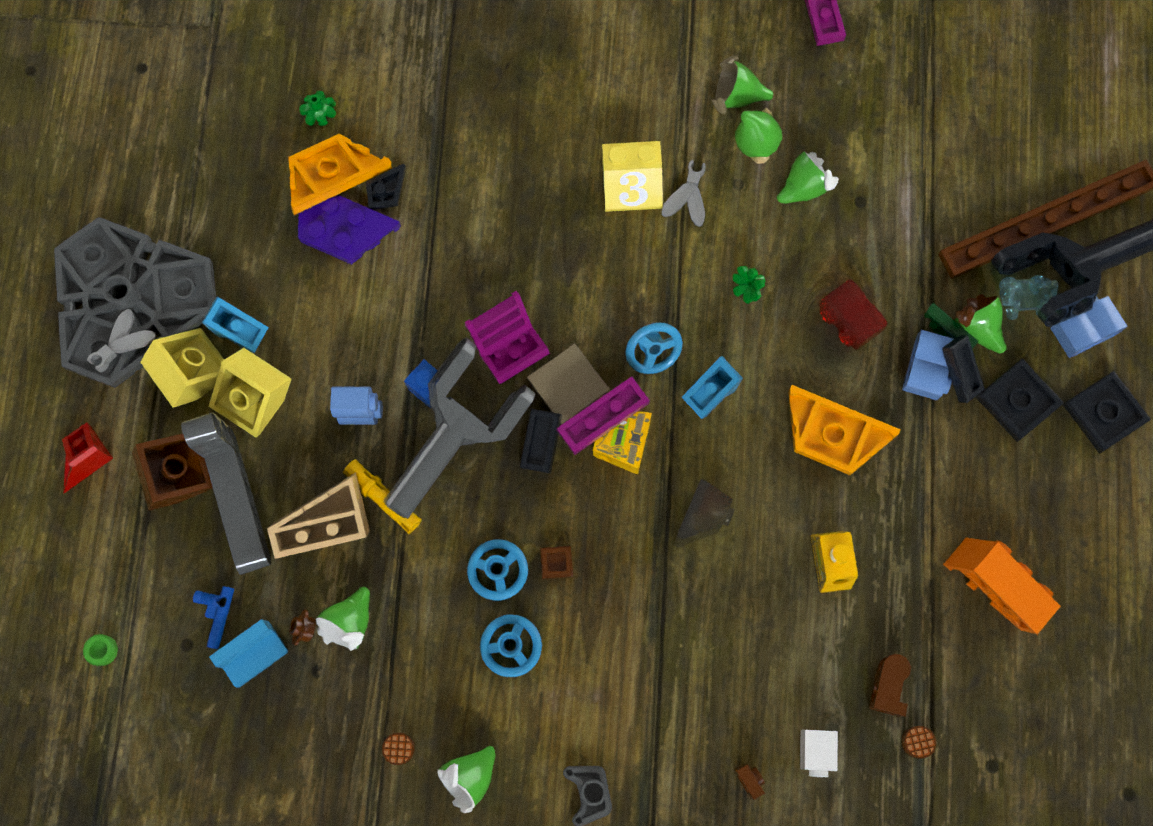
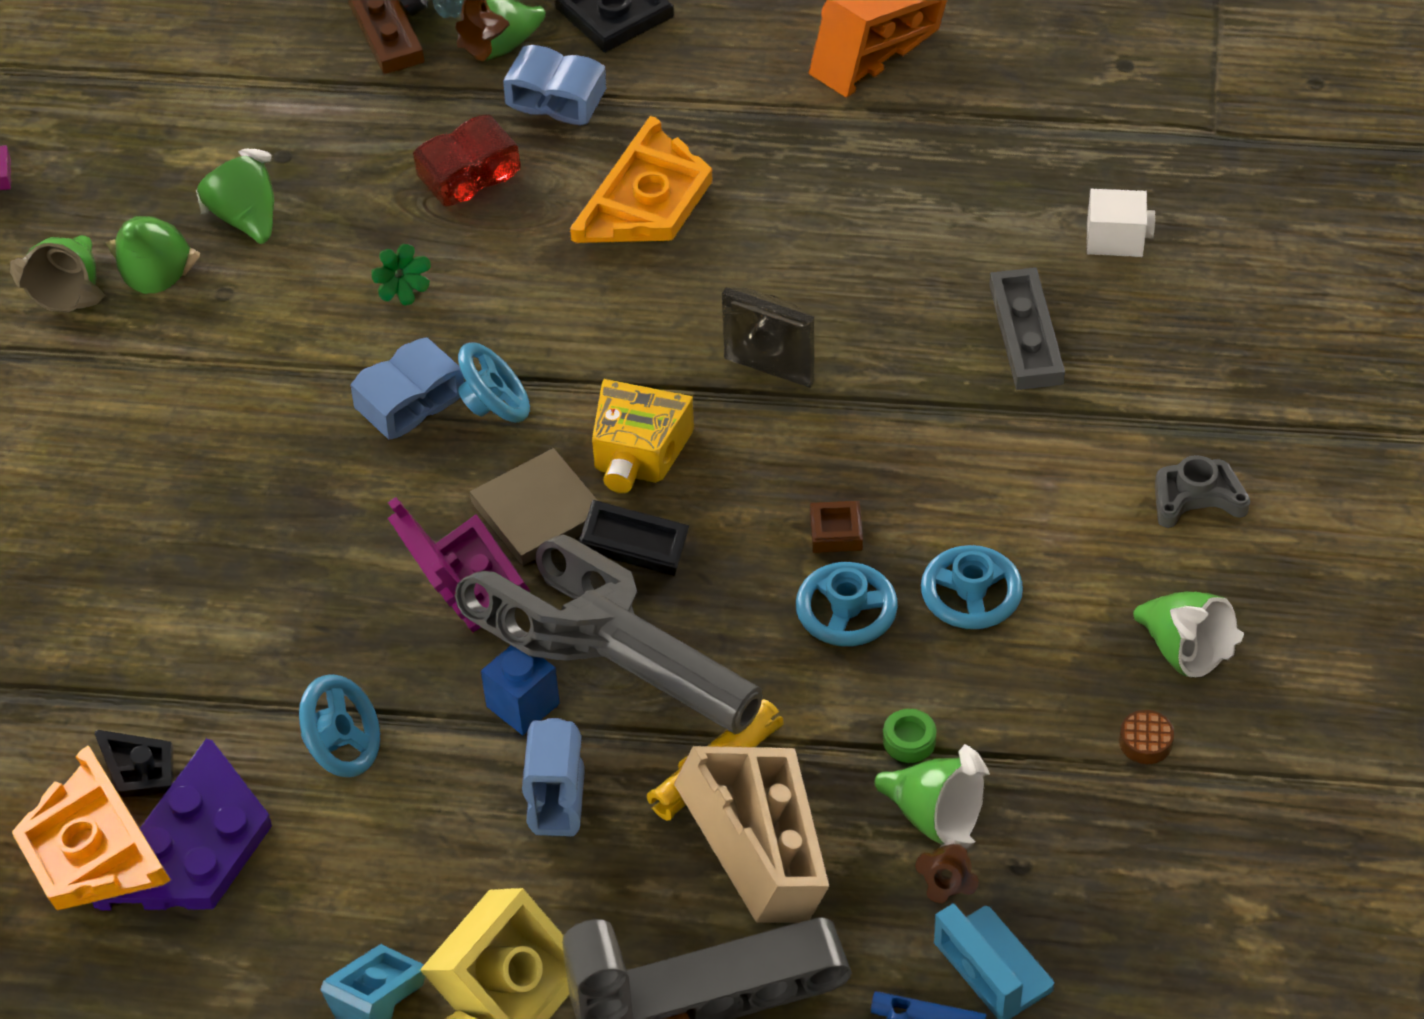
camera: 90 degrees left, 25 degrees down
(401, 281) = (334, 727): none -> dark azure piece
(402, 607) = (909, 735): none -> bright green tile
(603, 415) = (606, 426): magenta plate -> none
(632, 176) = (187, 409): light yellow slope -> none
(653, 297) = (407, 388): none -> medium blue brick
(688, 193) = (232, 350): light grey piece -> none
(712, 387) = (562, 306): dark azure slope -> none
(720, 684) = (1026, 329): none -> dark grey plate
(751, 780) = (1166, 297): reddish brown plate -> none
(834, 561) = (839, 186): yellow torso -> none
(888, 685) = (1020, 147): reddish brown leg -> none
(918, 742) = (1097, 130): tile -> none
(945, 325) = (493, 63): dark green tile -> none
(963, 368) = (567, 42): black tile -> none

